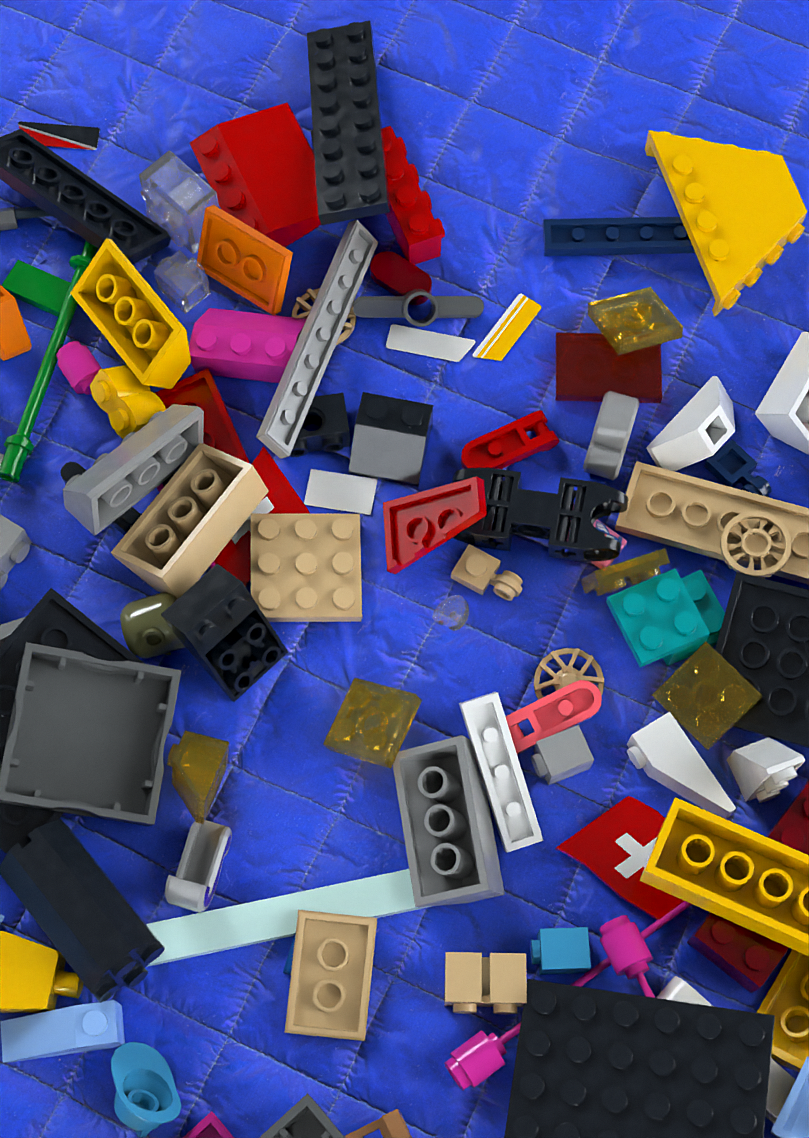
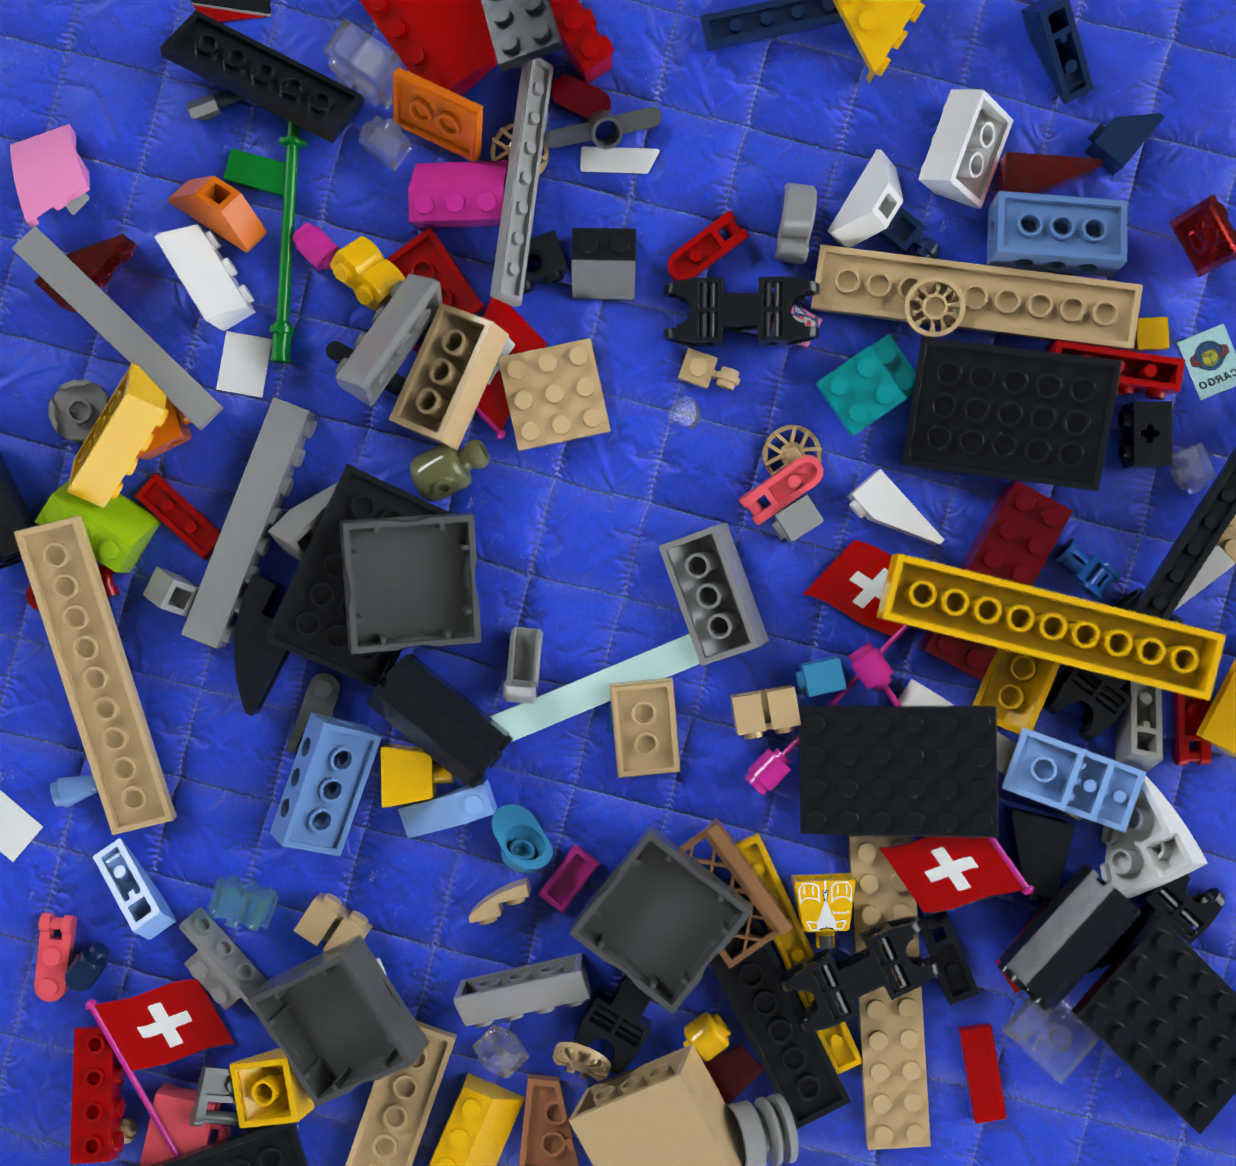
camera: 10 degrees left, 20 degrees up
(133, 318) = (351, 195): yellow slope -> none
(198, 771) = (505, 589): clear yellow slope -> none
(225, 631) = (501, 470): black slope -> none
(340, 491) = (568, 318): white sticker -> none
(372, 722) = (637, 521): clear yellow plate -> none
(430, 518) = (652, 335): red wing -> none
(501, 772) = (749, 542): white piece -> none
(508, 329) = (686, 131): yellow sticker -> none
(591, 367) = (781, 153): clear red tile -> none
(635, 320) = (800, 106): clear yellow plate -> none
(636, 569) = (817, 358): clear yellow plate -> none
(707, 695) = (909, 449): clear yellow plate -> none
(764, 768) = (964, 502): white slope -> none

